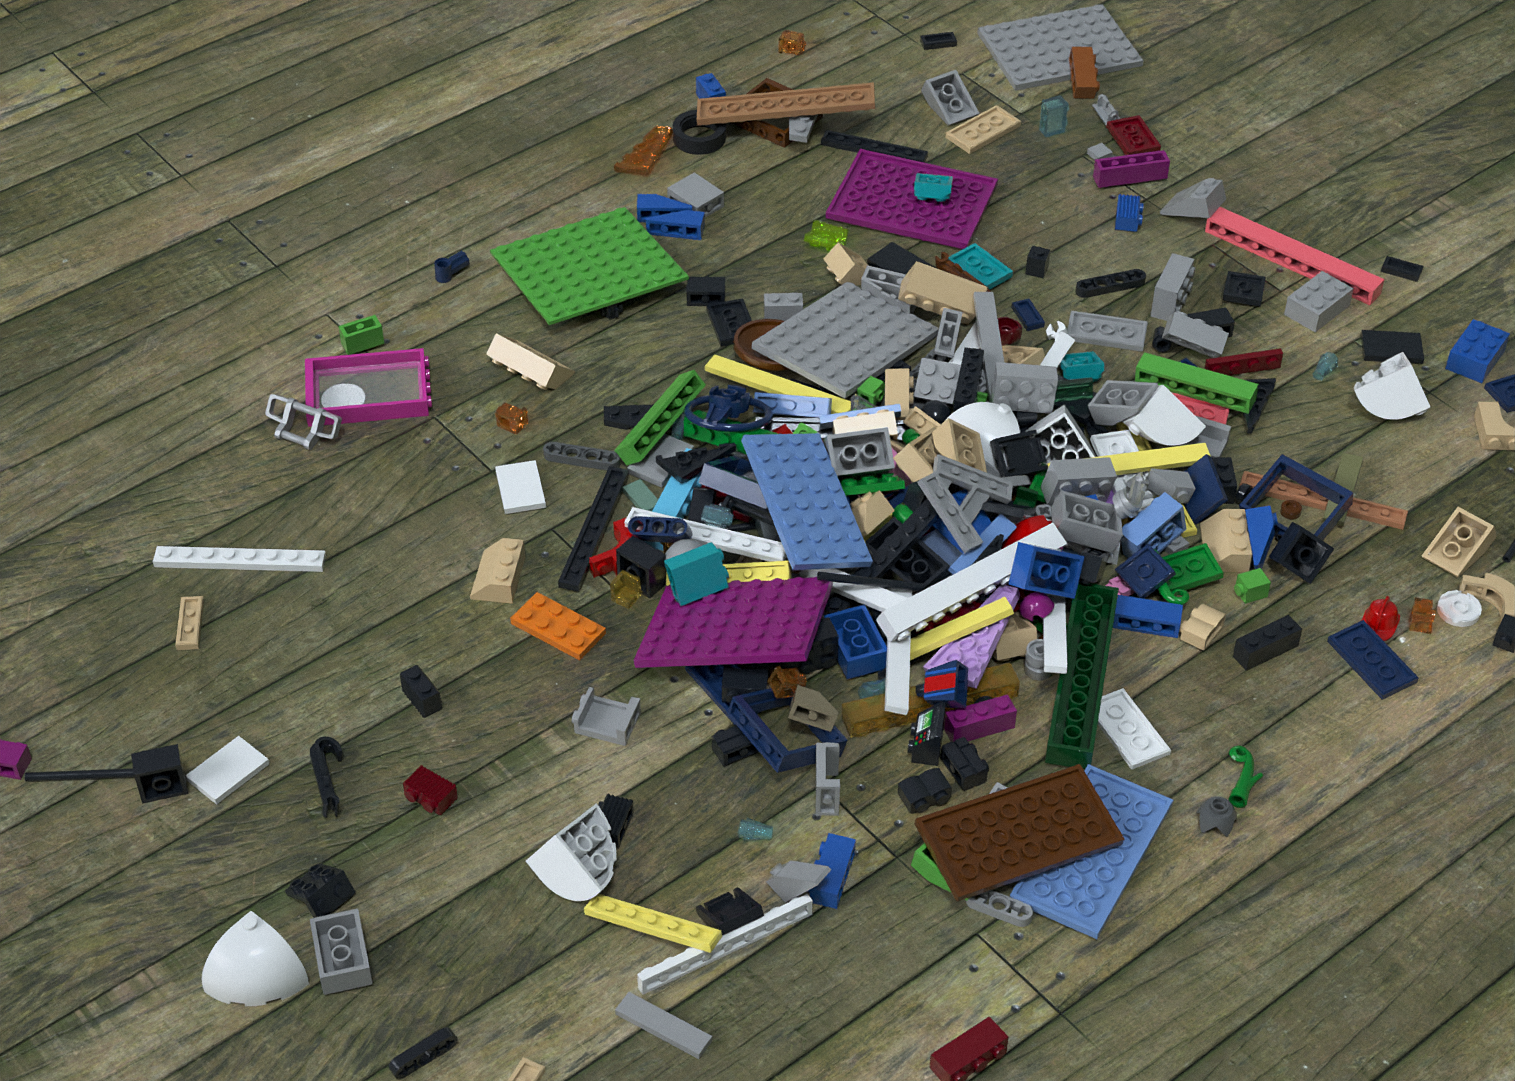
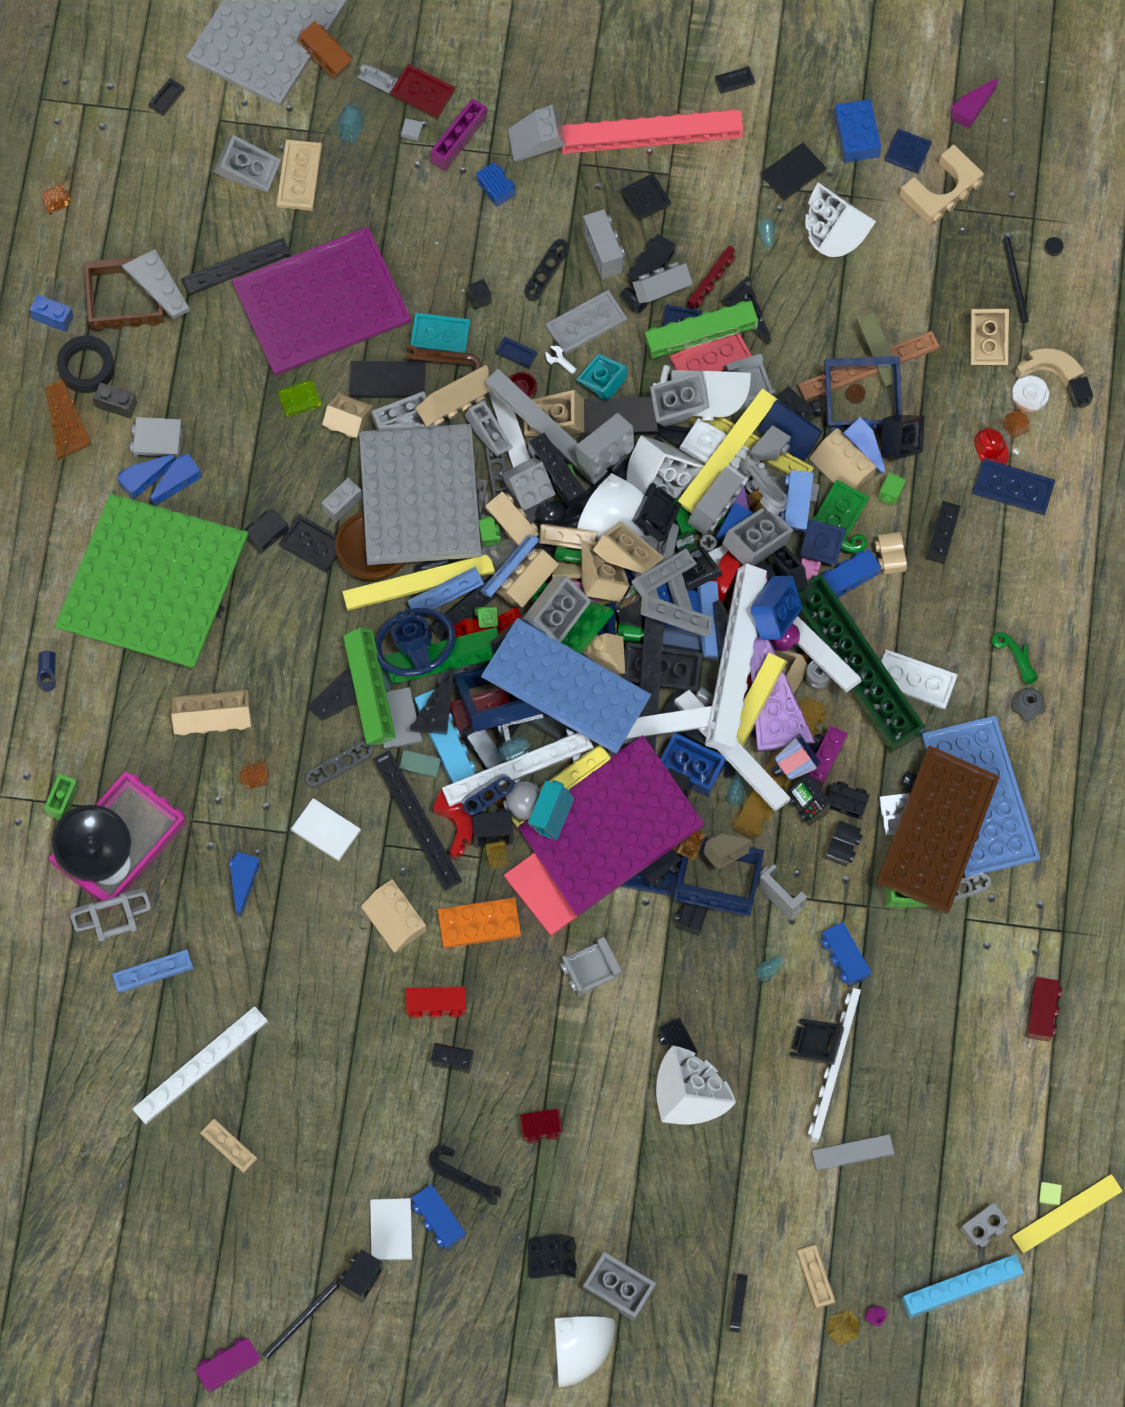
camera: 45 degrees left, 25 degrees up
(270, 788) = (438, 1217): none -> blue brick
(286, 480) = (152, 971): none -> medium blue tile
(342, 366) = (91, 843): none -> black dish
(419, 470) = (243, 873): none -> blue slope
(457, 647) = (436, 1002): none -> red brick
(624, 641) = (540, 894): none -> coral tile
(653, 922) = (783, 1091): light yellow tile -> none
(693, 158) = (115, 400): none -> black brick
(786, 104) = (142, 288): medium nougat plate -> none
(795, 878) = (841, 984): light grey slope -> none
(869, 581) = (669, 715): black piece -> none
(933, 186) = (334, 279): teal slope -> none
(1058, 350) = (585, 396): white sticker -> none
(1074, 389) = (631, 407): clear green plate -> none
(1318, 301) = (710, 168): light grey brick -> none

